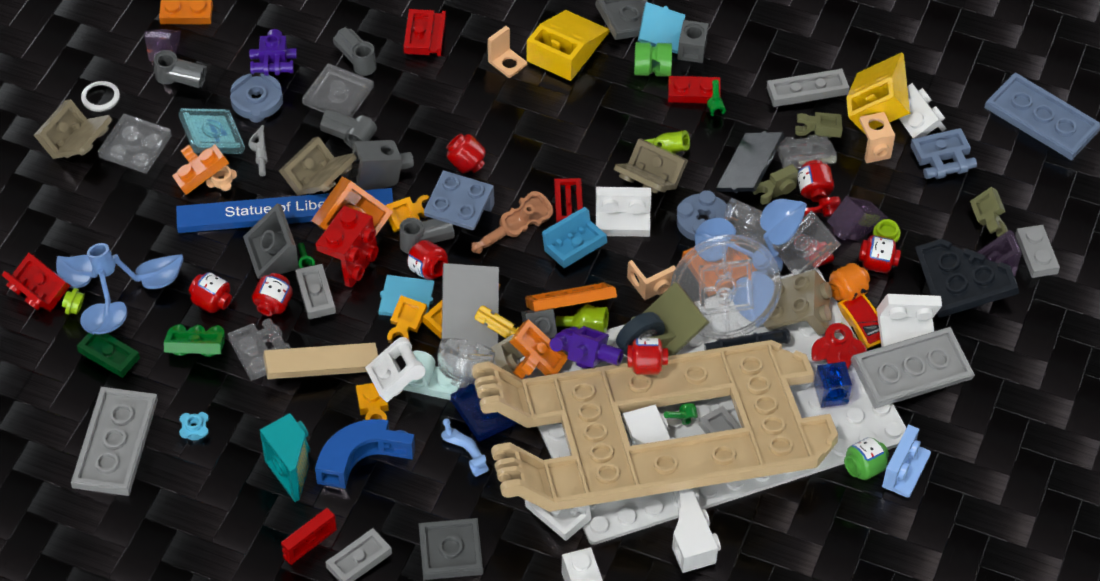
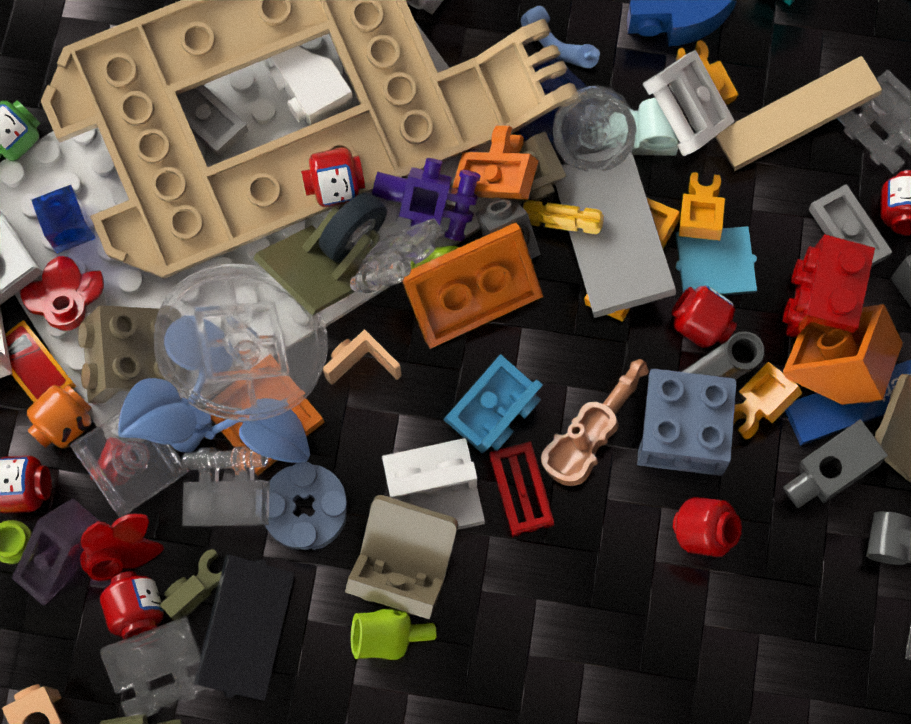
camera: 170 degrees right, 20 degrees up
(305, 259) = (884, 286): green hand -> none
(608, 308) = (390, 258): none -> clear plate
(685, 413) = (266, 132): green hand -> none
(779, 336) = (155, 293): black piece -> none

